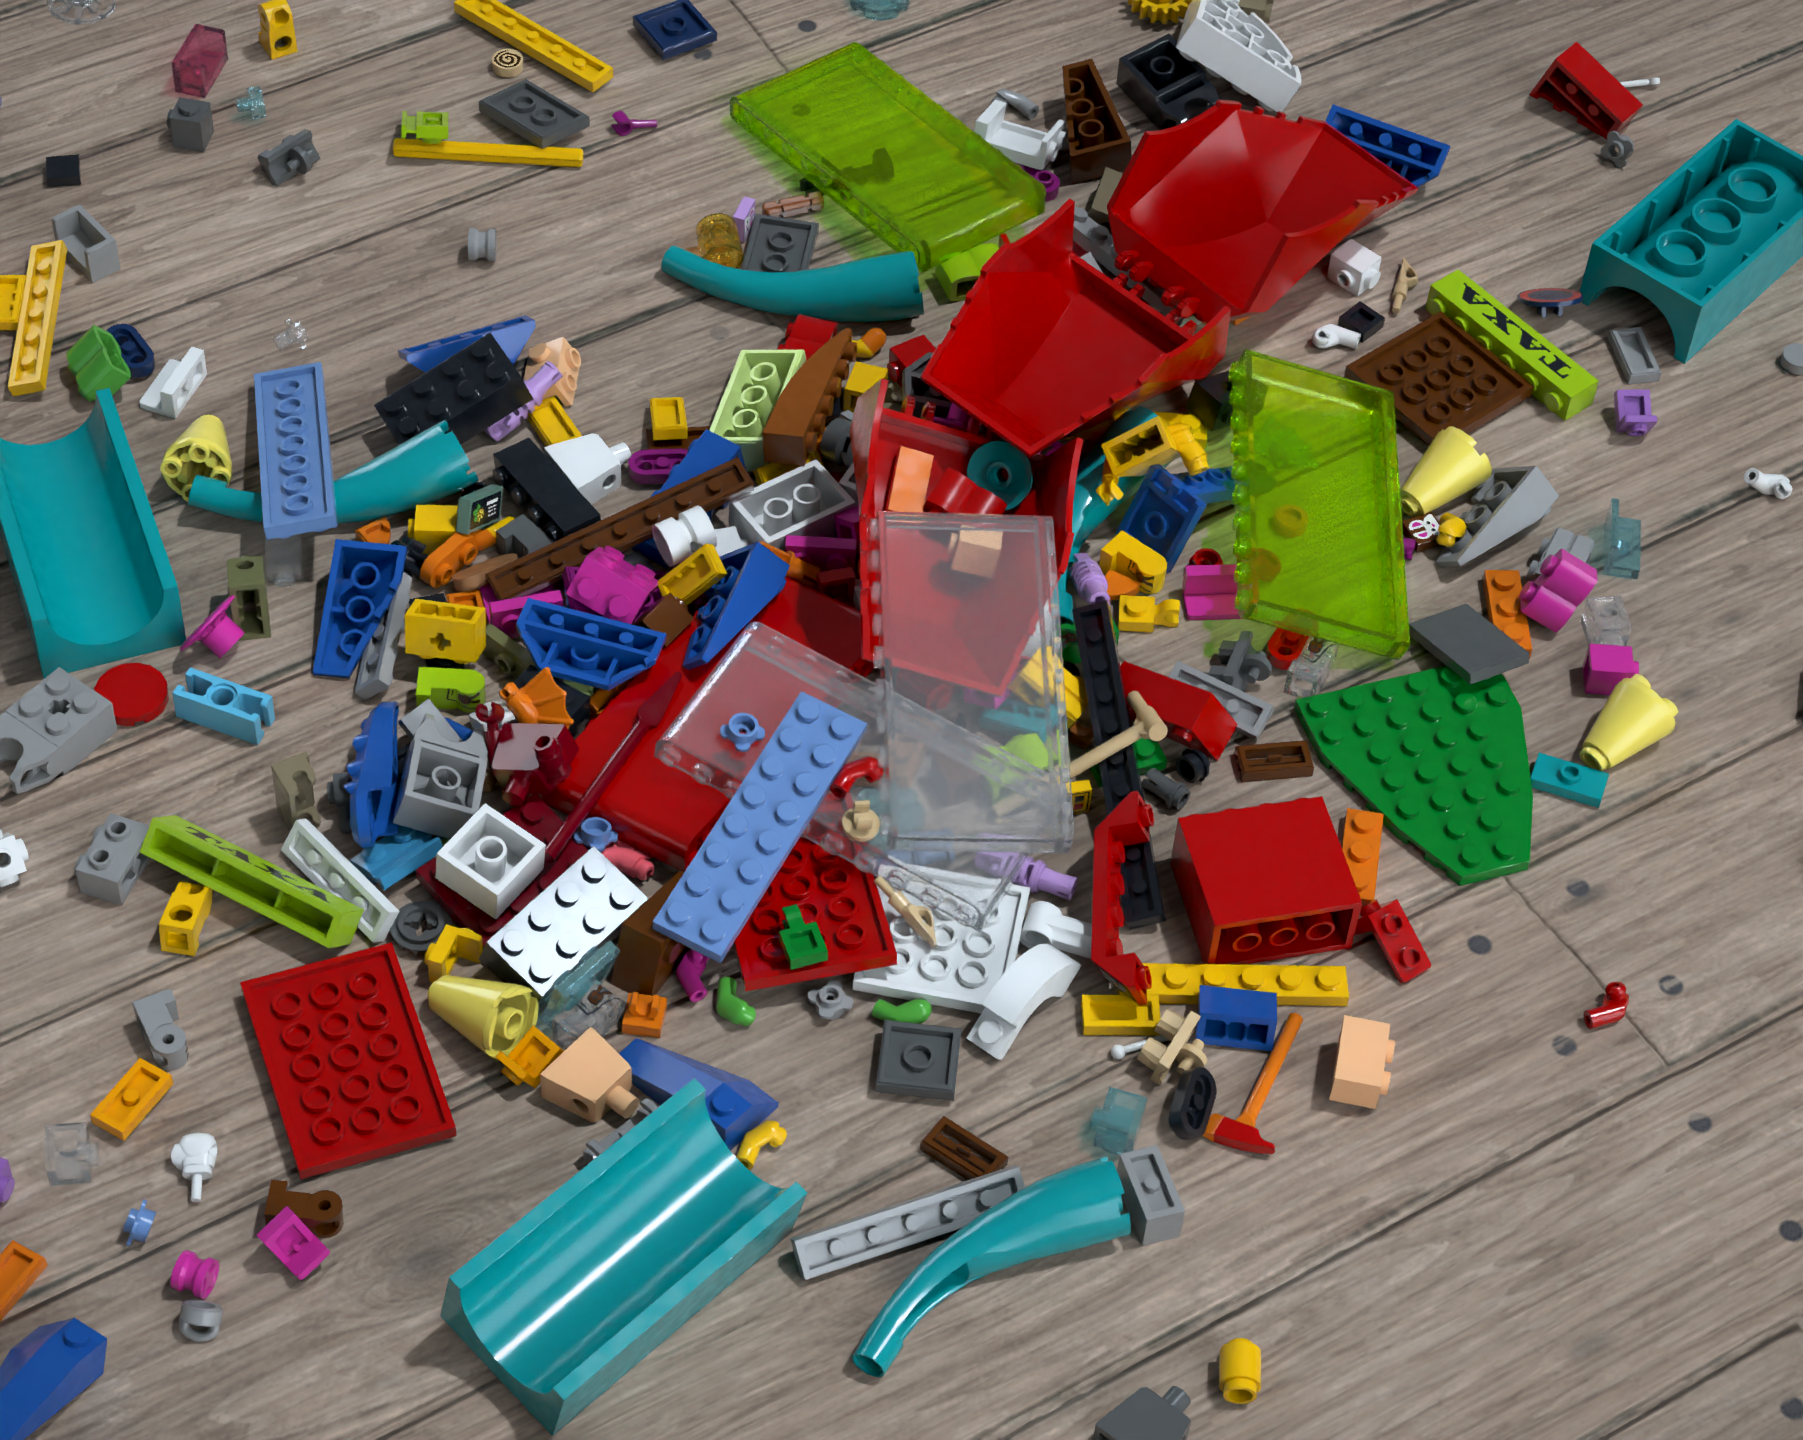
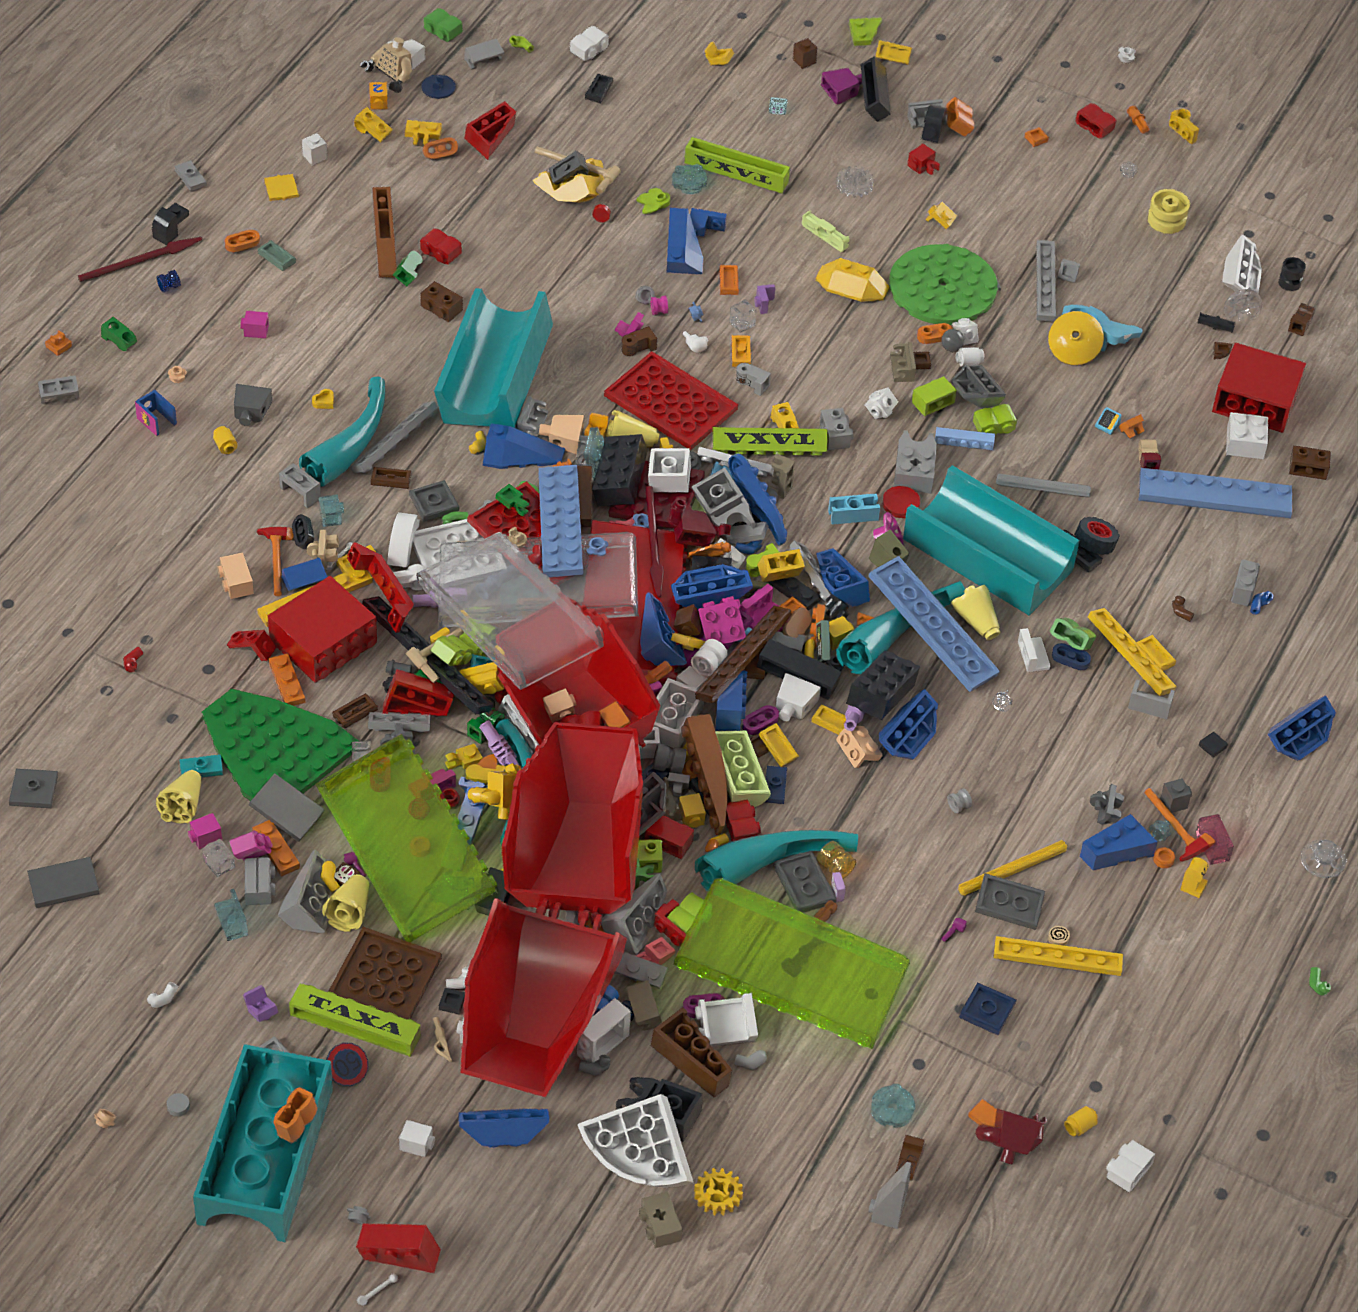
camera: 150 degrees right, 0 degrees up
(231, 72) = (1193, 846): none -> orange piece
(280, 84) = (1164, 857): none -> orange tile
(332, 106) = (1118, 843): none -> blue wedge
(426, 125) = (1056, 855): lime plate -> none
(709, 384) = (776, 782): none -> dark blue plate
(990, 1389) = (323, 400): none -> yellow tile
(1088, 723) = (452, 650): none -> lime brick
(1502, 190) = (416, 1138): none -> white brick
(1678, 178) = (295, 1115): none -> orange brick

